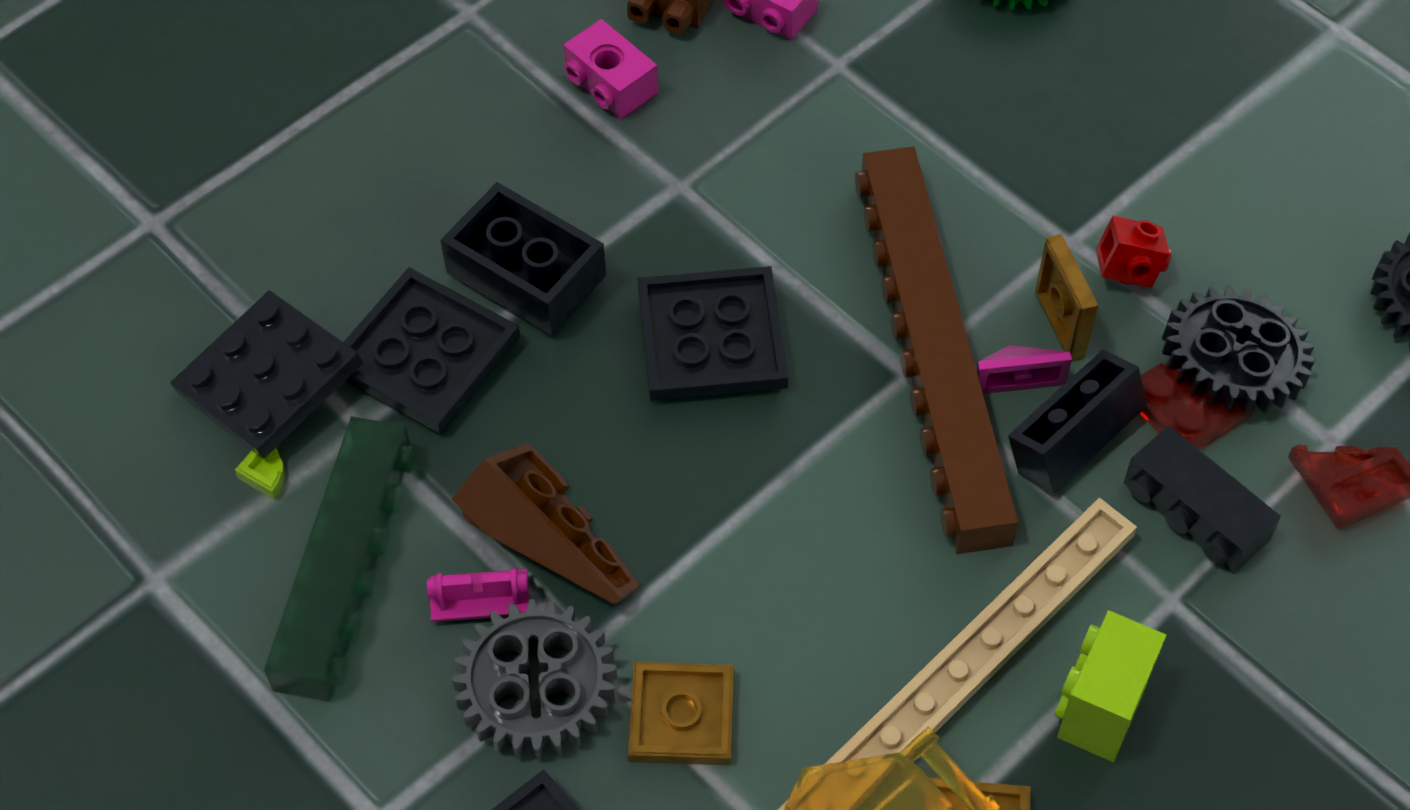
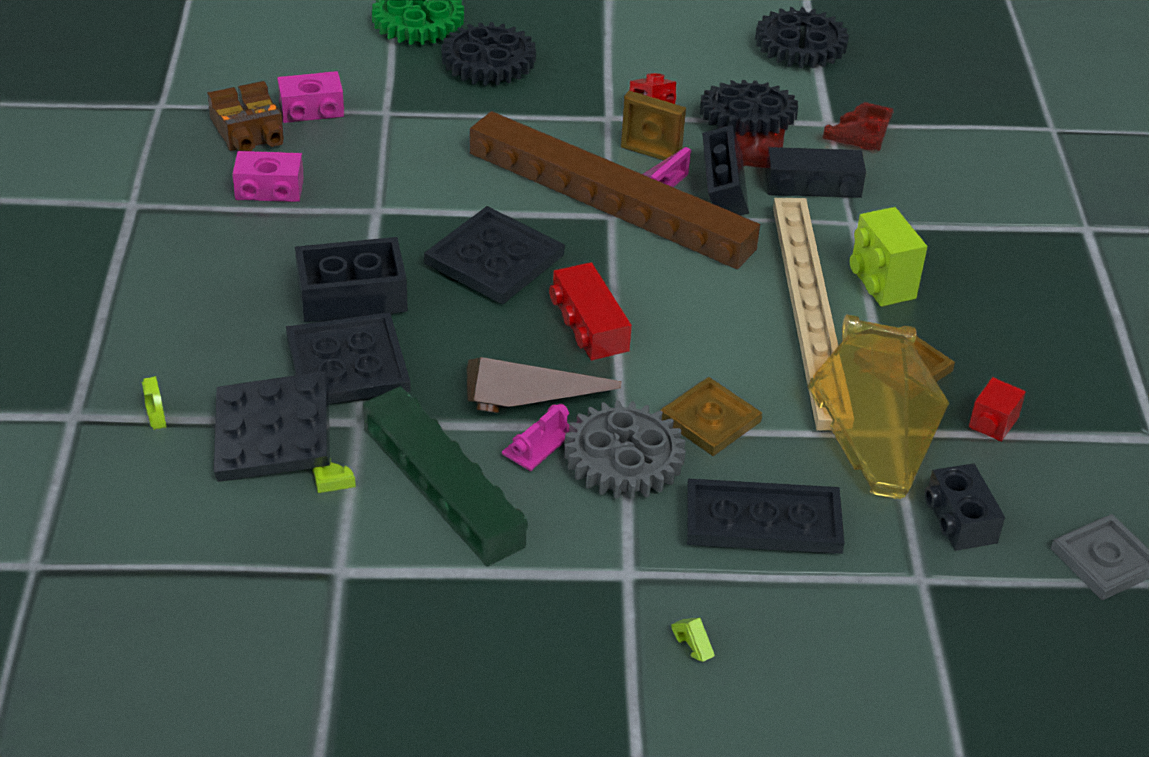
camera: 50 degrees left, 15 degrees down
(214, 264) = (153, 403): none -> lime tile
(712, 482) = (591, 311): none -> red brick
(1029, 61) = (488, 53): none -> black gear

